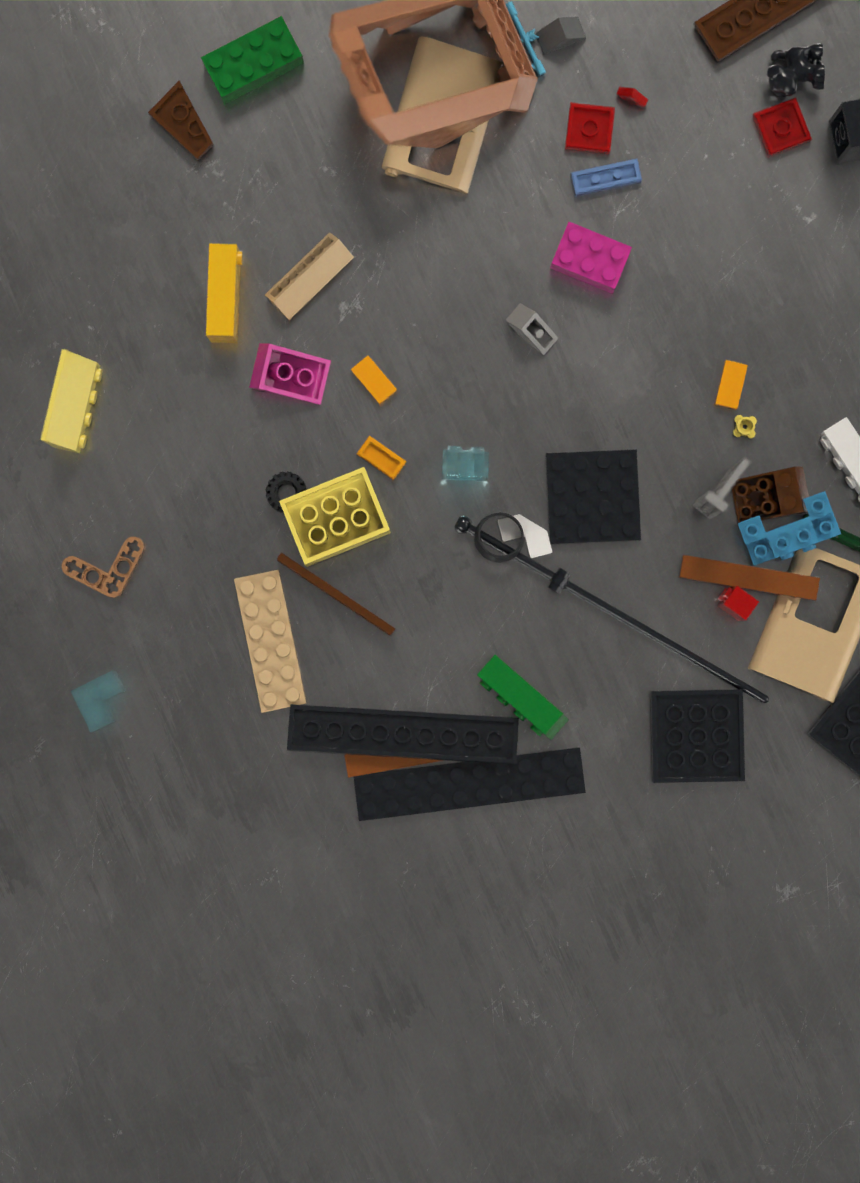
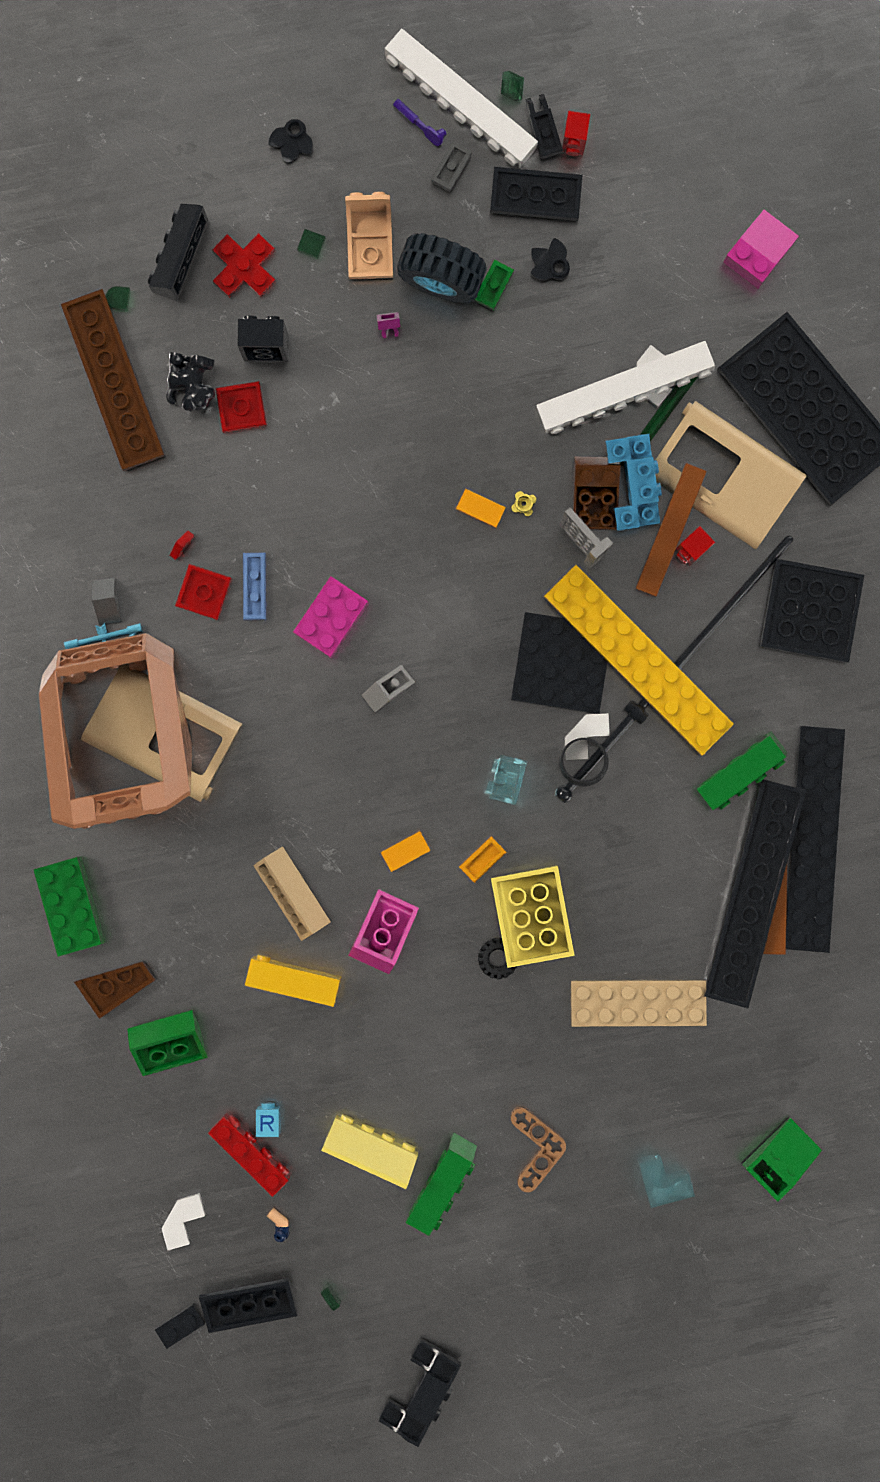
camera: 80 degrees left, 0 degrees up
(44, 286) = (249, 1154): none -> red brick
(52, 481) = (442, 1185): none -> green wedge
(81, 298) = (268, 1120): none -> medium azure brick
(137, 183) = (166, 1043): none -> green slope
(144, 814) = (782, 1159): none -> green slope
(336, 594) = (607, 930): reddish brown tile -> none
(612, 571) = (638, 660): none -> yellow plate

